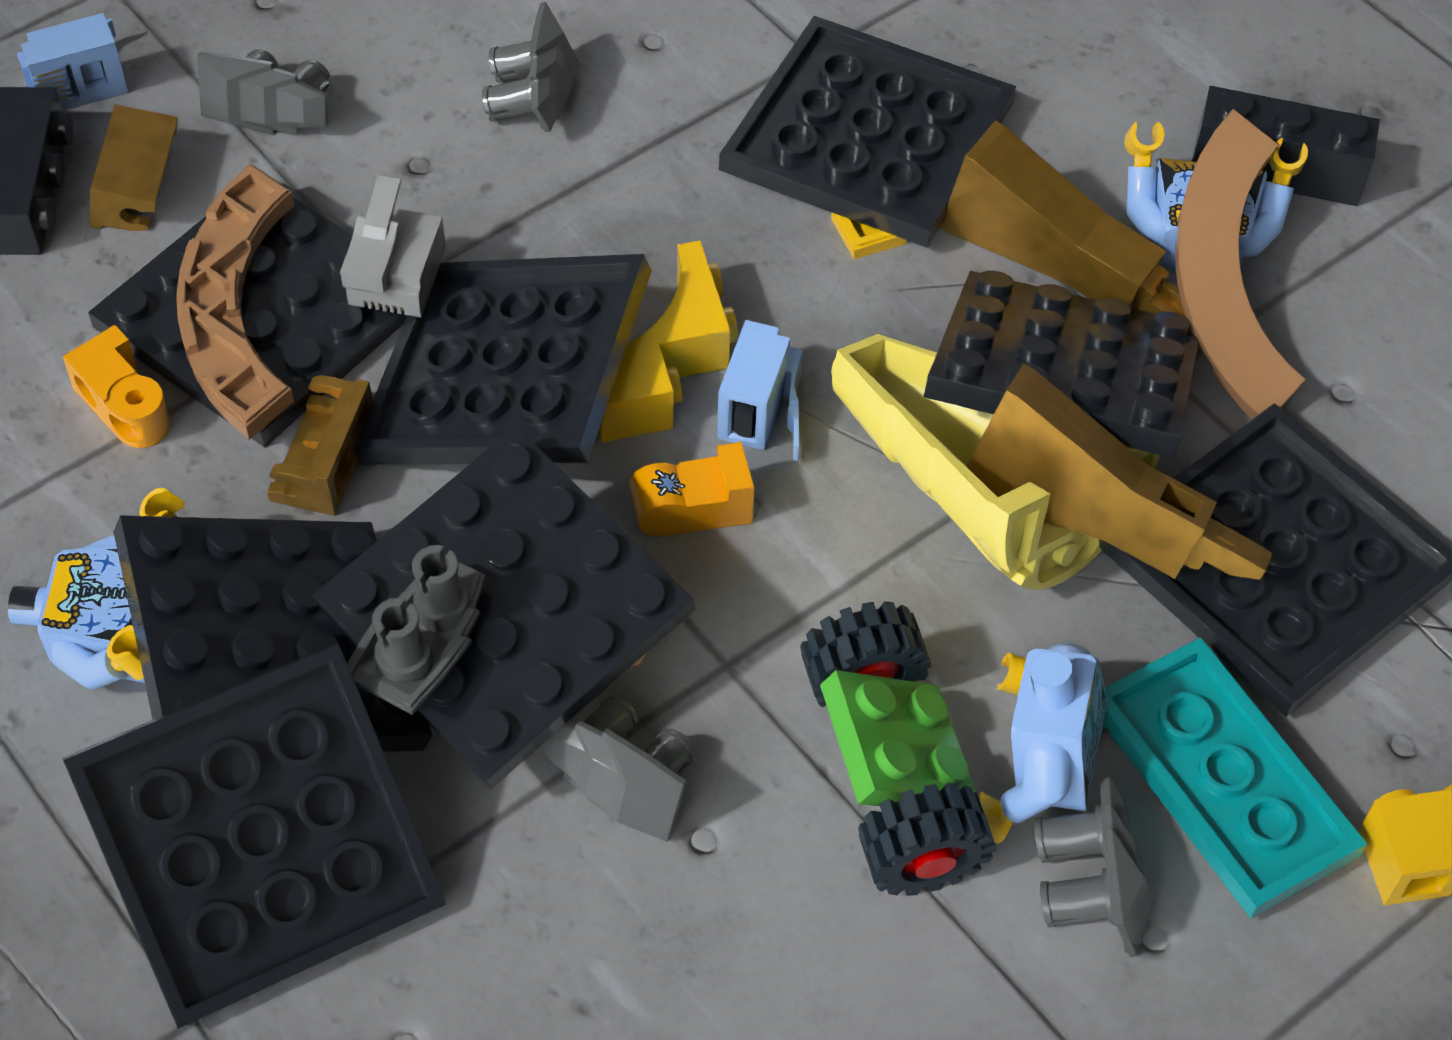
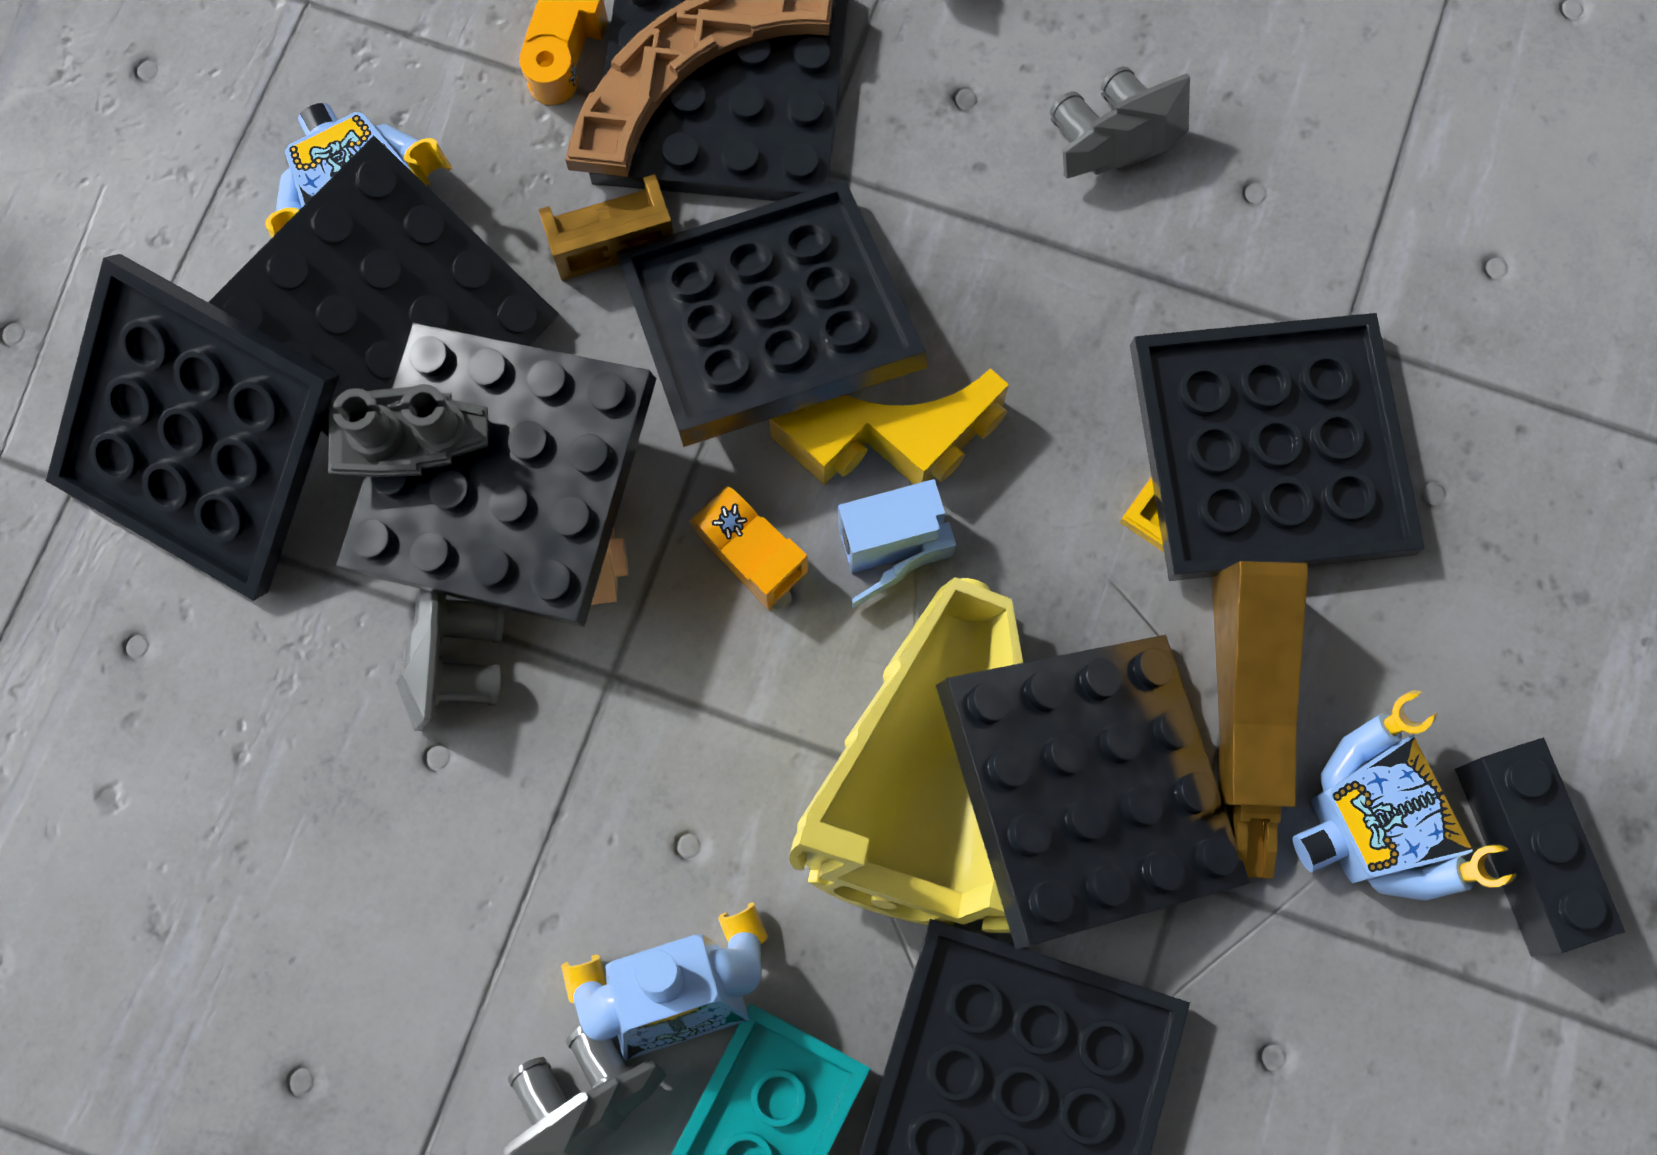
camera: 60 degrees right, 20 degrees up
(392, 254) = (810, 148): light grey piece -> none
(898, 749) = (577, 870): plate -> none
(1103, 485) = (937, 868): pearl gold piece -> none
(1211, 272) = (1310, 855): medium nougat tile -> none

